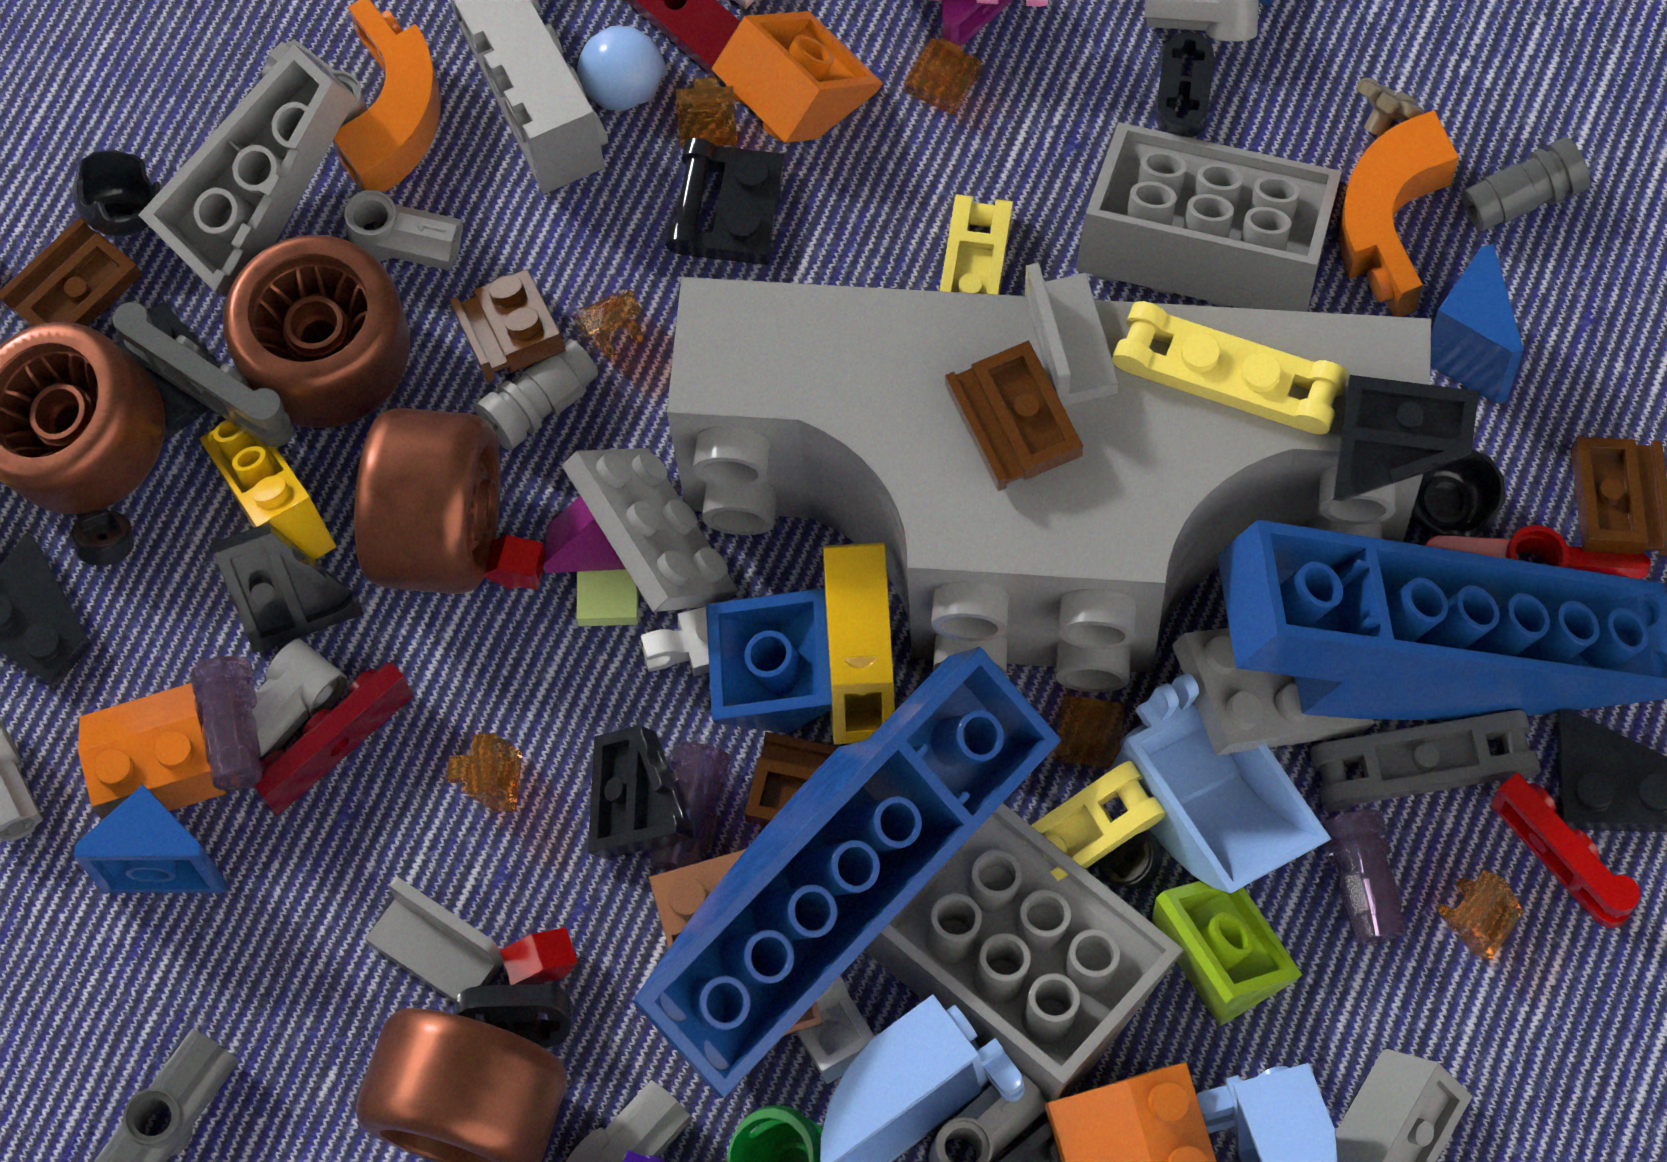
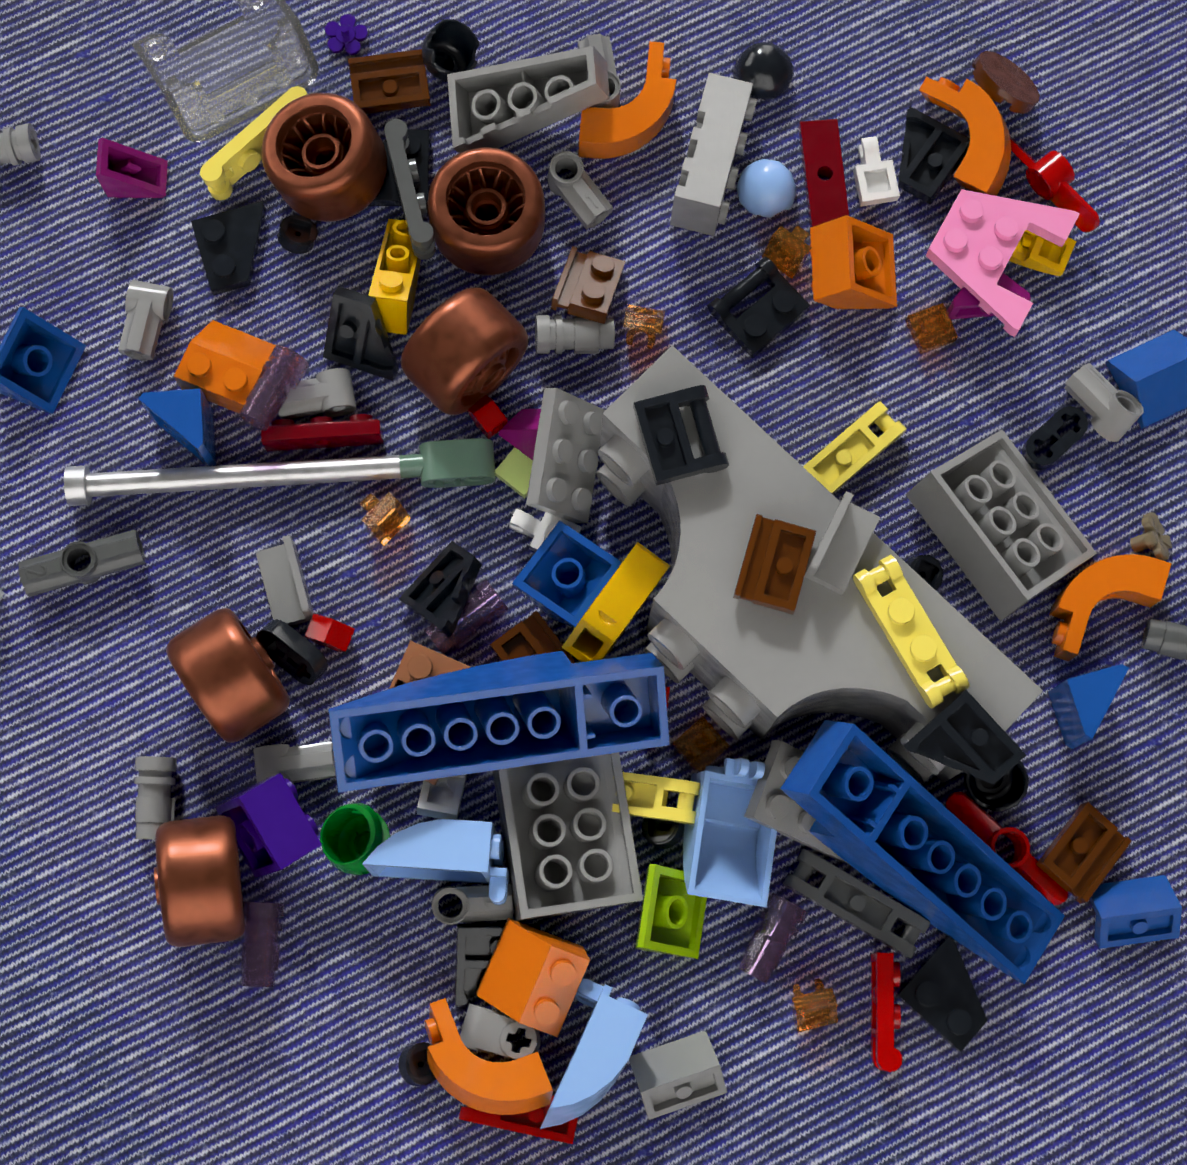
camera: 30 degrees right, 10 degrees up
(500, 661) = (438, 464): none -> flat silver piece
(771, 377) = (667, 438): none -> black plate

